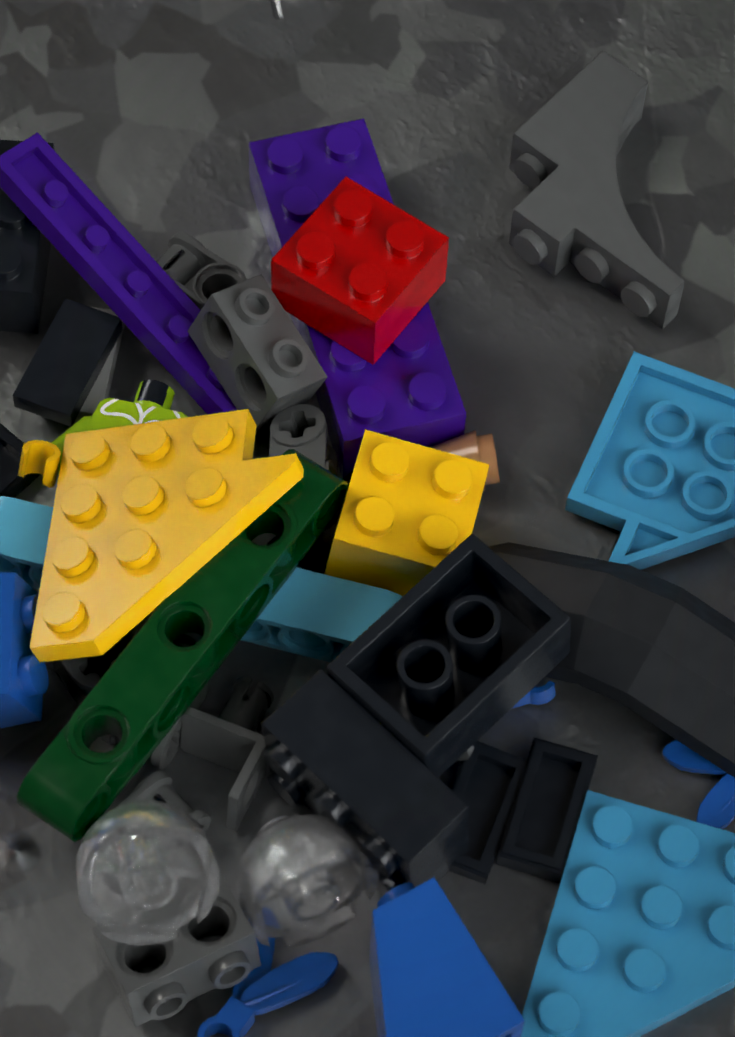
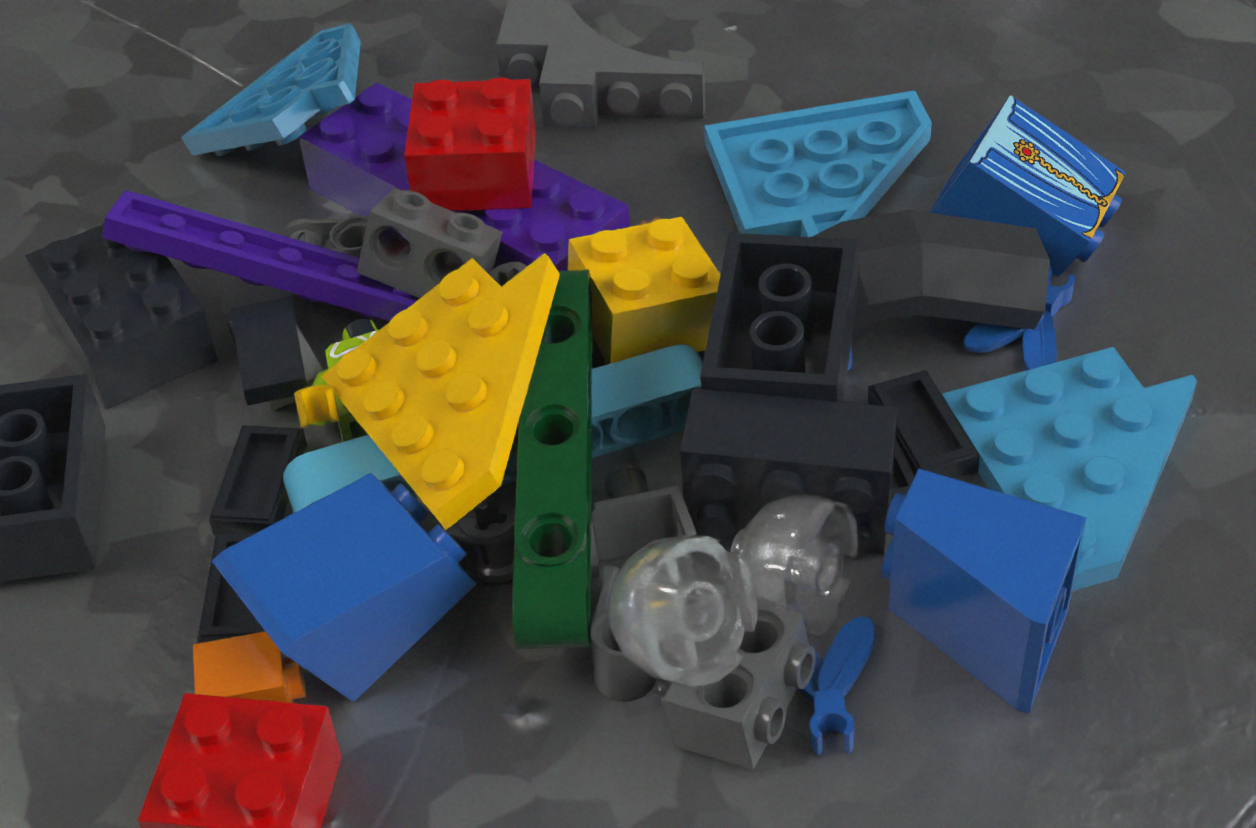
camera: 30 degrees left, 15 degrees down
(292, 74) = (280, 101): none -> dark azure wing

